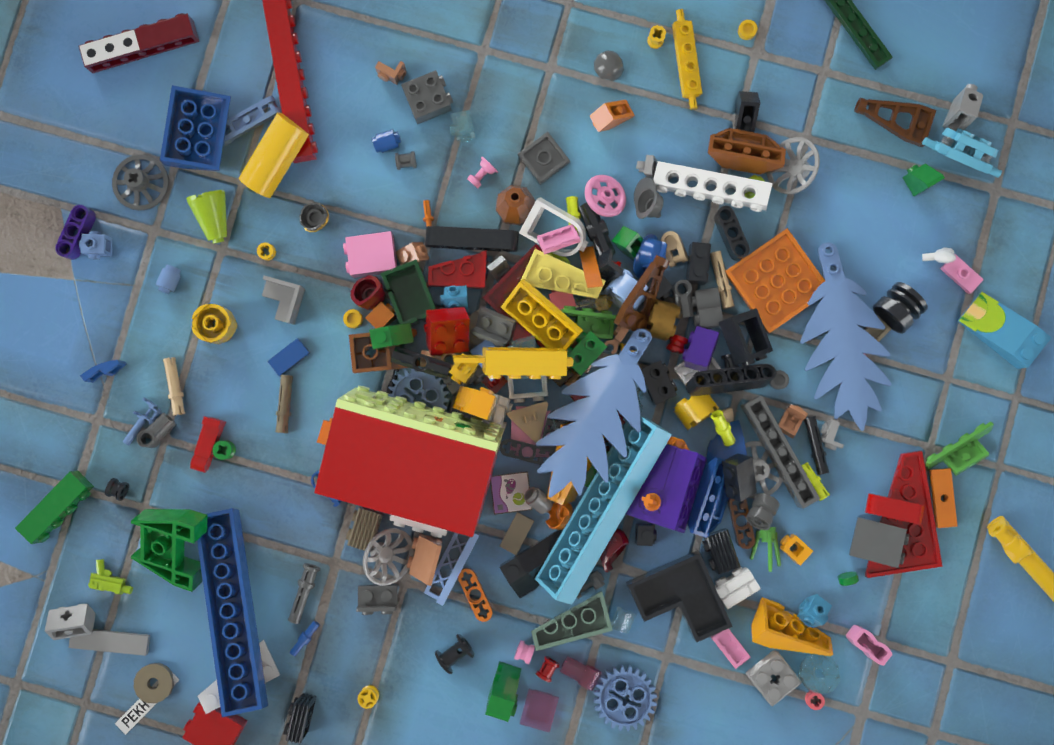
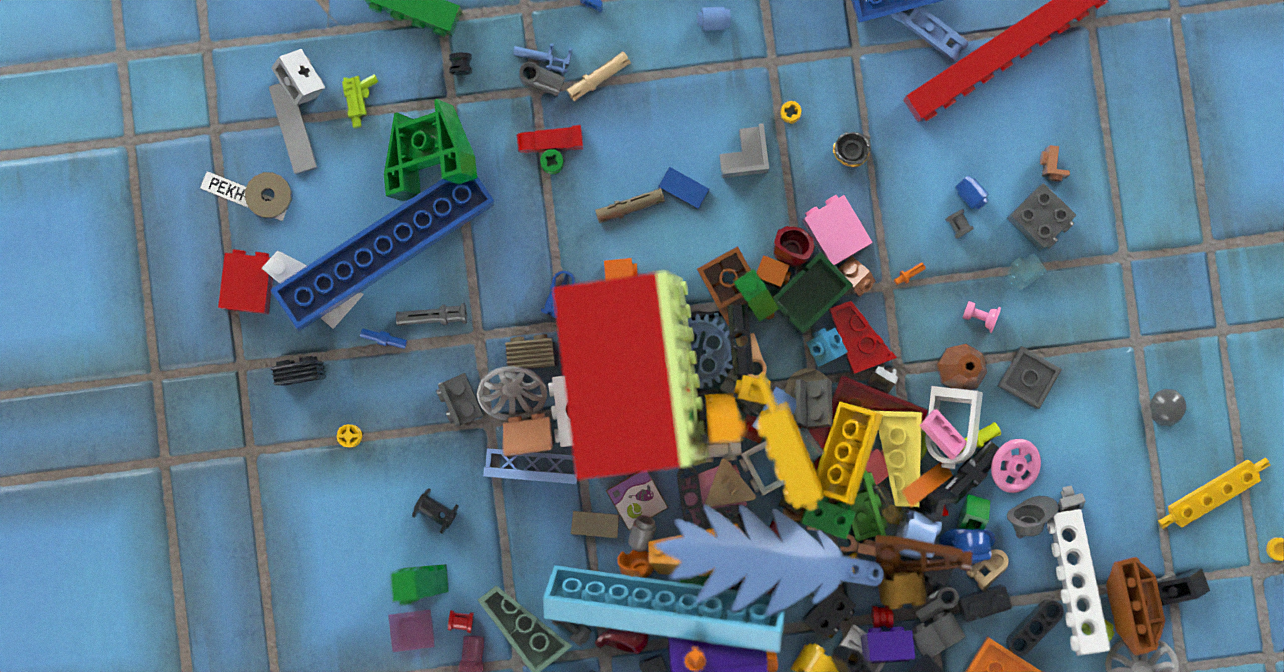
camera: 65 degrees right, 0 degrees up
(203, 323) = (680, 79): yellow brick -> none
(210, 213) = (805, 34): lime cone -> none
(273, 156) = (901, 76): yellow brick -> none
(353, 319) = (756, 240): yellow tile -> none
(447, 330) = (788, 353): red brick -> none
(471, 239) = (902, 335): black beam -> none
(486, 605) = (501, 523): orange beam -> none
(524, 566) = (563, 549): black wedge -> none
(524, 652) = (468, 588): bright pink wheel -> none
(611, 115) = (1111, 434): orange slope -> none
(657, 31) = (1217, 449): yellow bush -> none
(722, 281) = (956, 652): tan pin -> none

